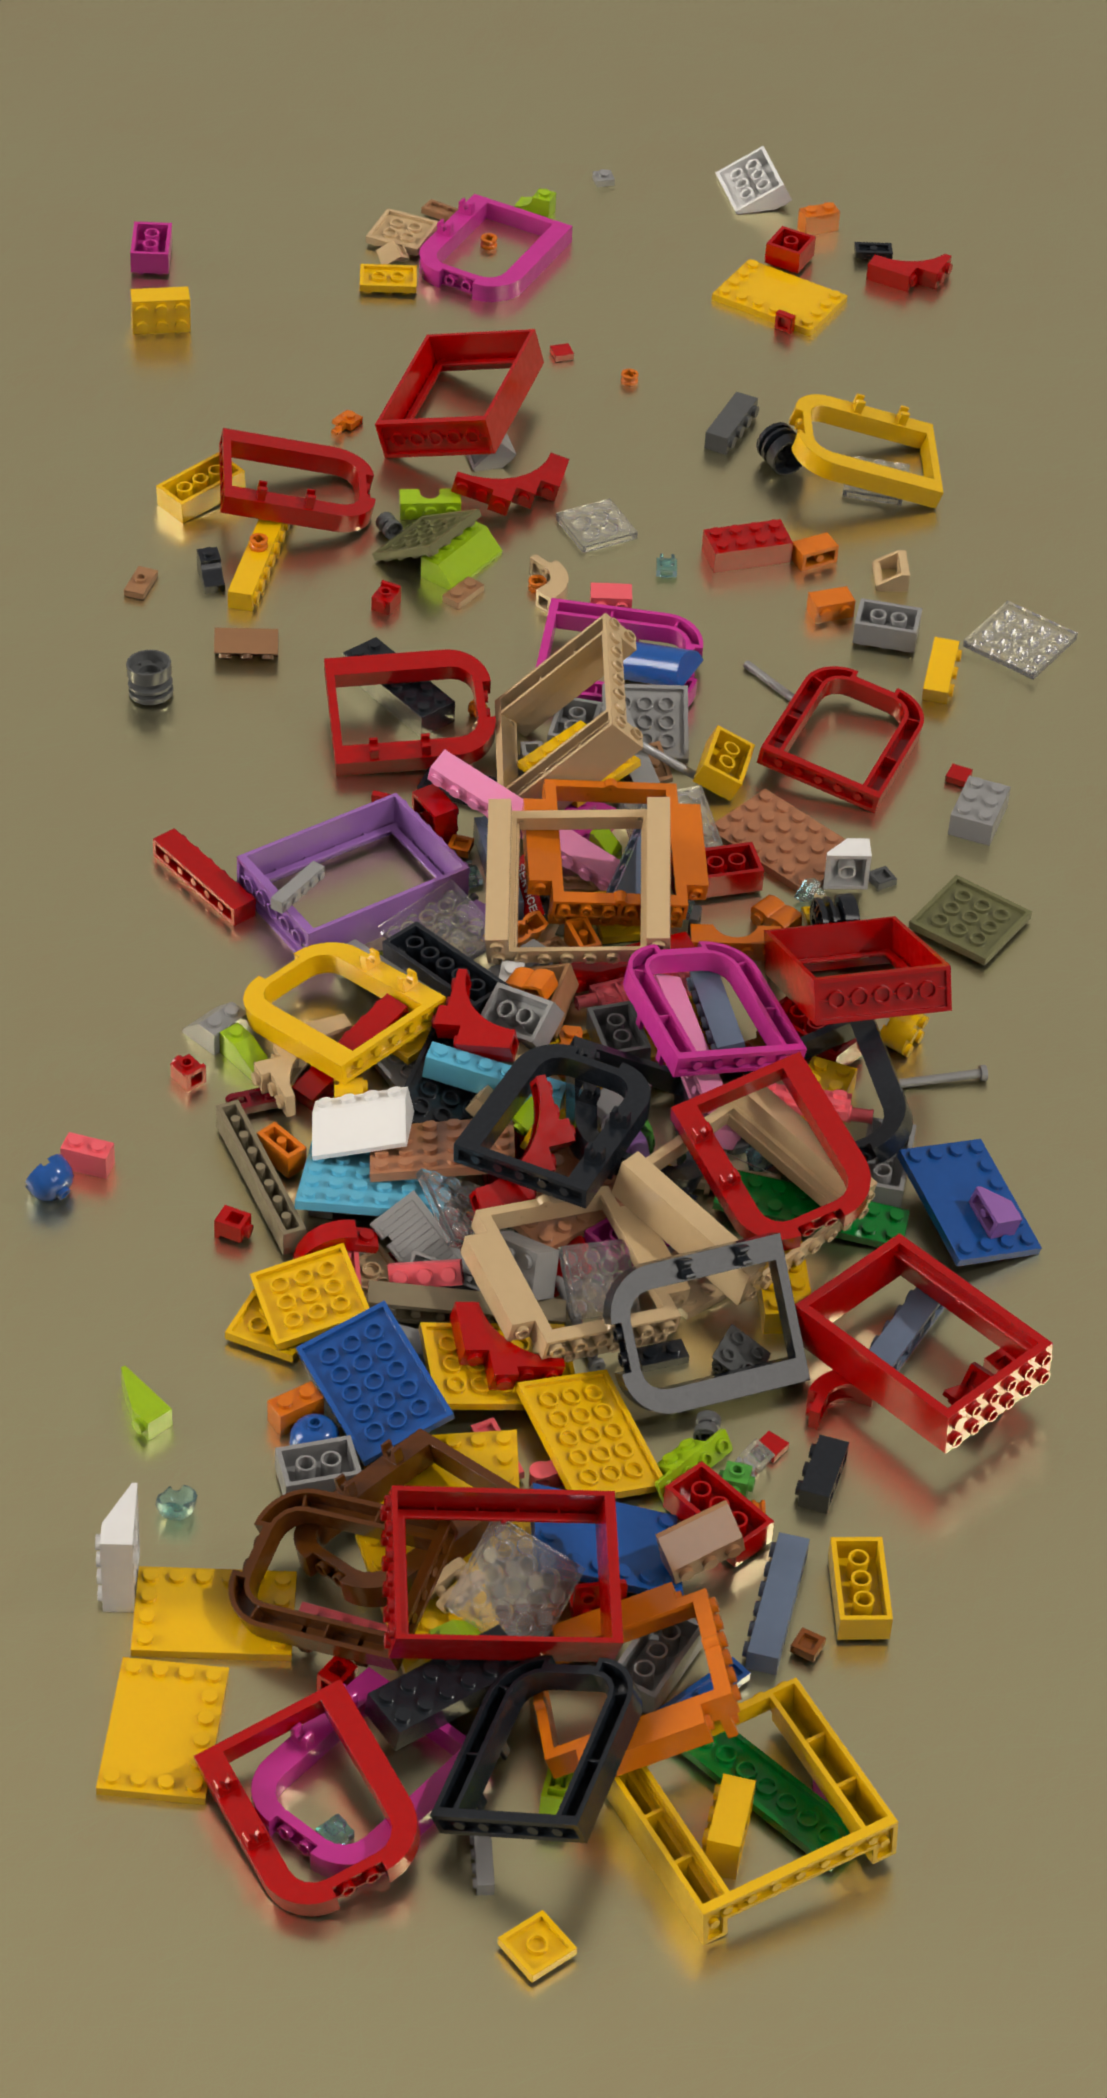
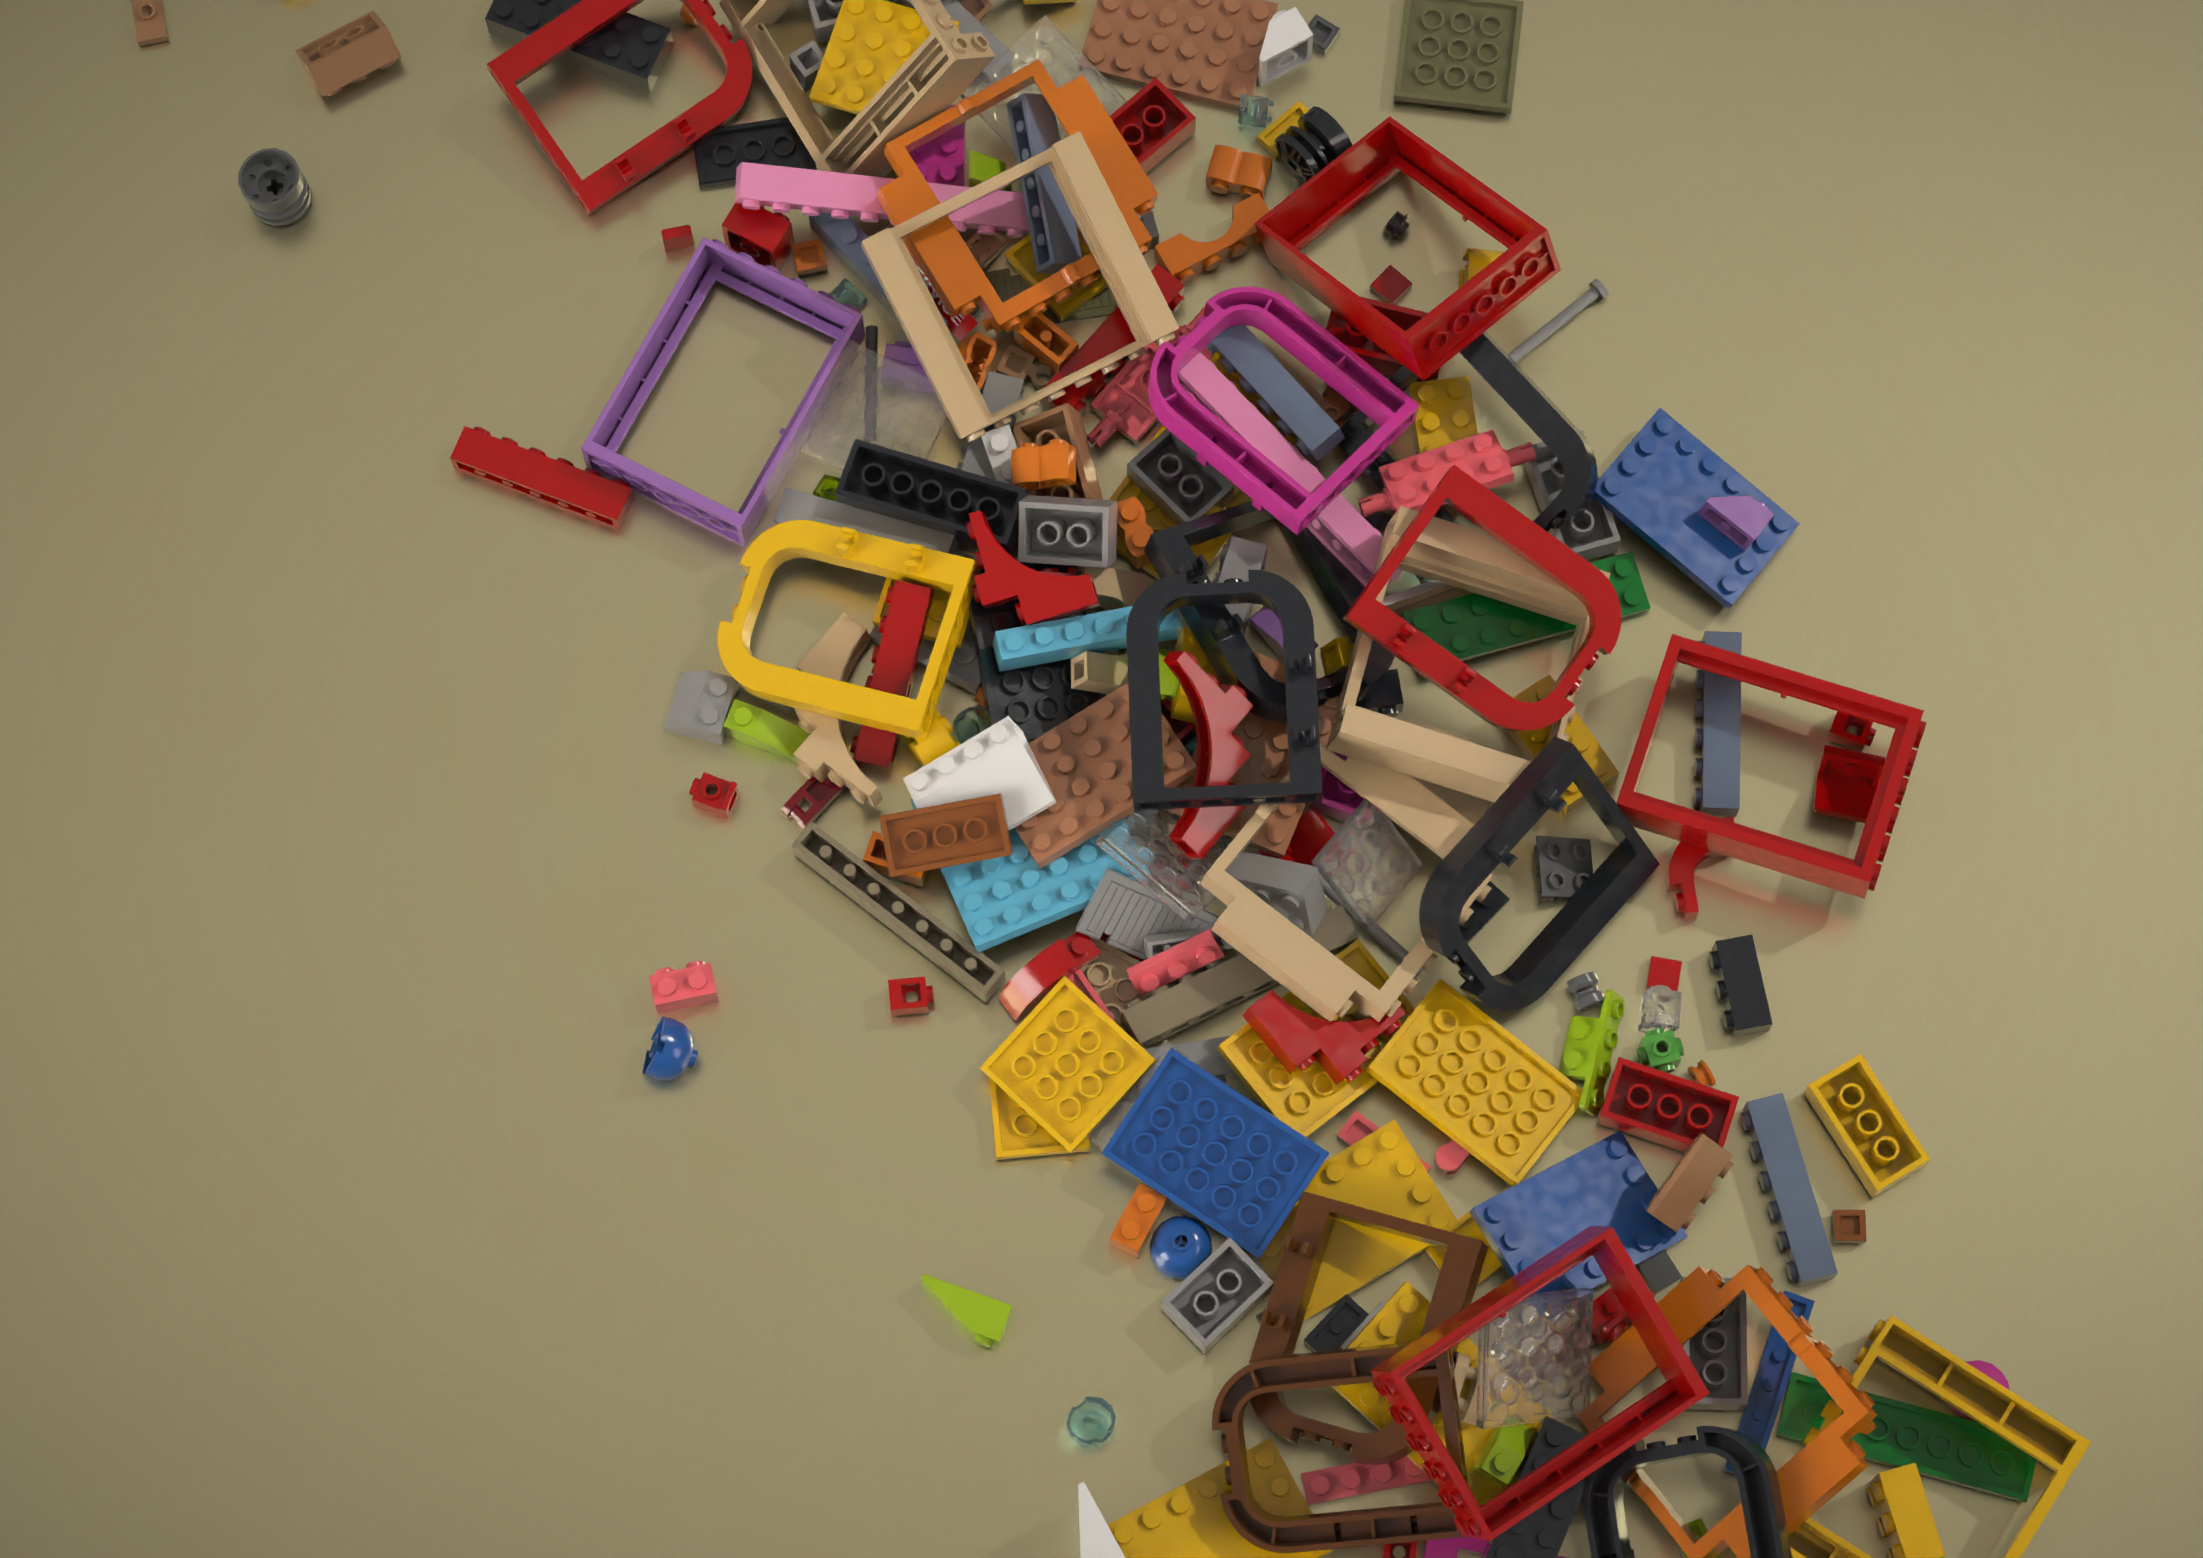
camera: 25 degrees left, 30 degrees up
(297, 887) = (688, 464): light grey piece -> none
(319, 1133) = (946, 835): none -> dark orange plate

